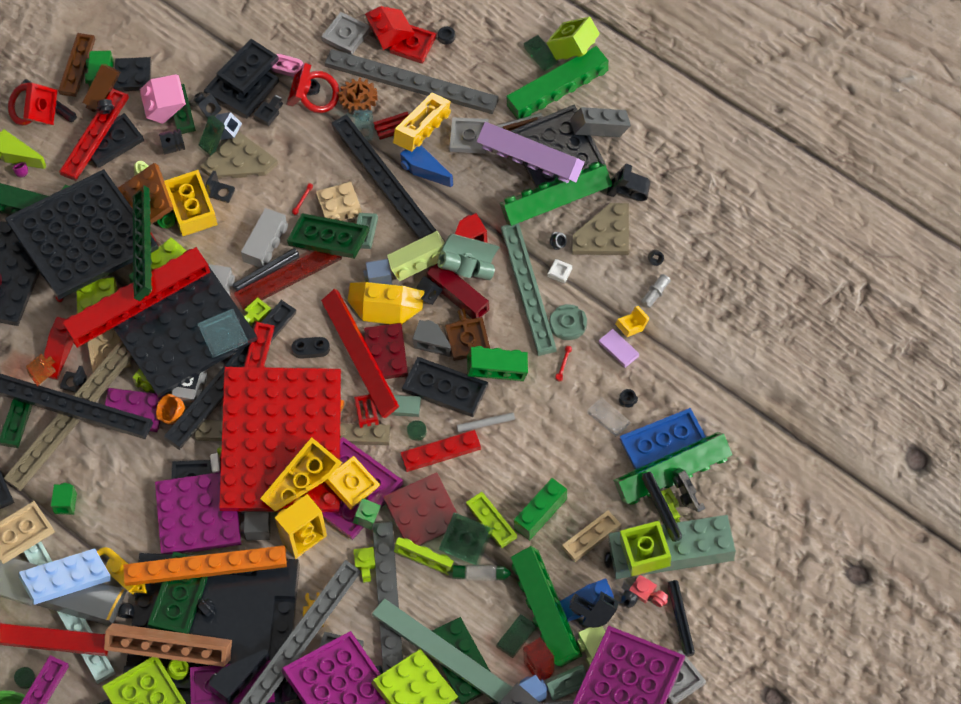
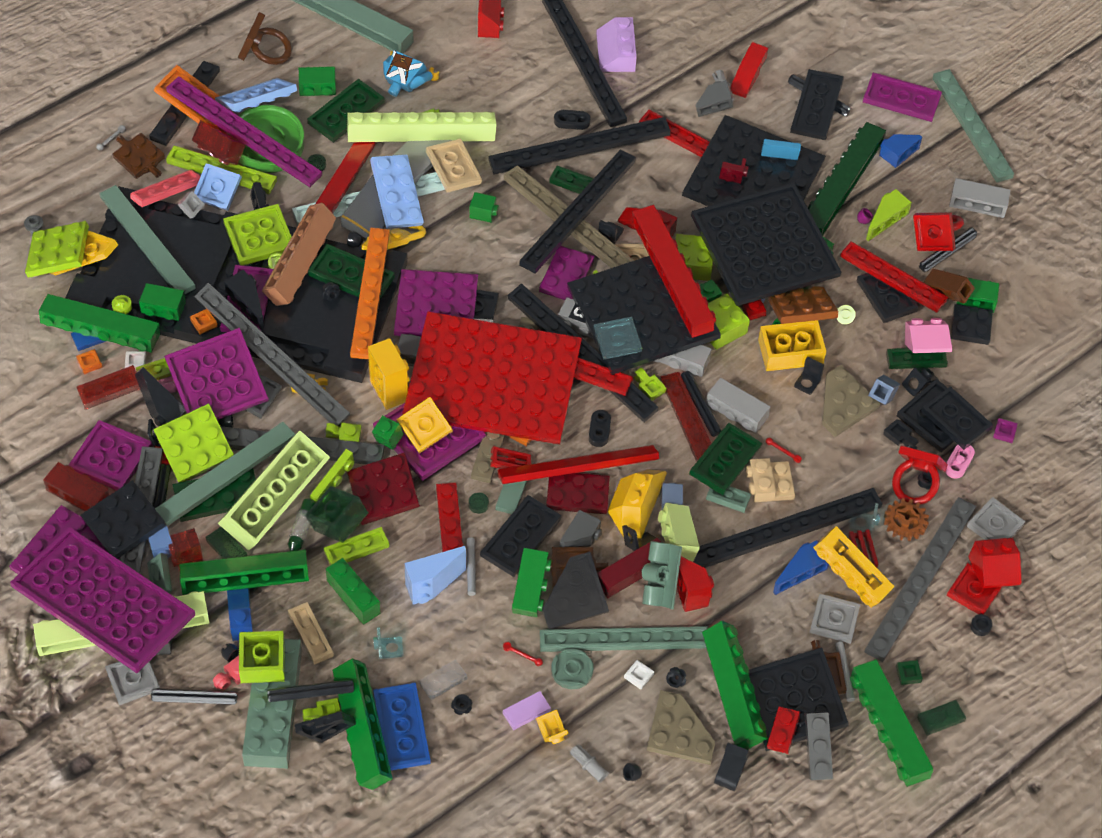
camera: 95 degrees right, 5 degrees down
(40, 369) = (618, 196): clear orange brick -> none
(76, 65) = (1007, 282): reddish brown plate -> none
(105, 106) = (920, 283): black plate -> none
(141, 243) = (723, 276): dark green plate -> none
(170, 409) = (553, 296): orange hair -> none
(172, 141) = (875, 345): black piece -> none
(211, 135) = (872, 373): clear green tile -> none
(246, 34) = (1005, 430): none -> magenta plate
(305, 472) = (440, 380): yellow wedge -> none
(453, 599) = (274, 490): none -> yellowish green brick
(498, 326) = (576, 594): none -> black plate
(507, 77) = (909, 672): none -> dark green plate
(512, 442) = (432, 574): none -> light blue slope
(529, 151) = (783, 657): lavender brick -> none
(573, 38) = (944, 743): lime brick -> none
(586, 474) = (381, 643): none -> clear light blue bracket
(590, 151) = (783, 730): none -> red plate
(597, 613) = (216, 605): black brick -> none

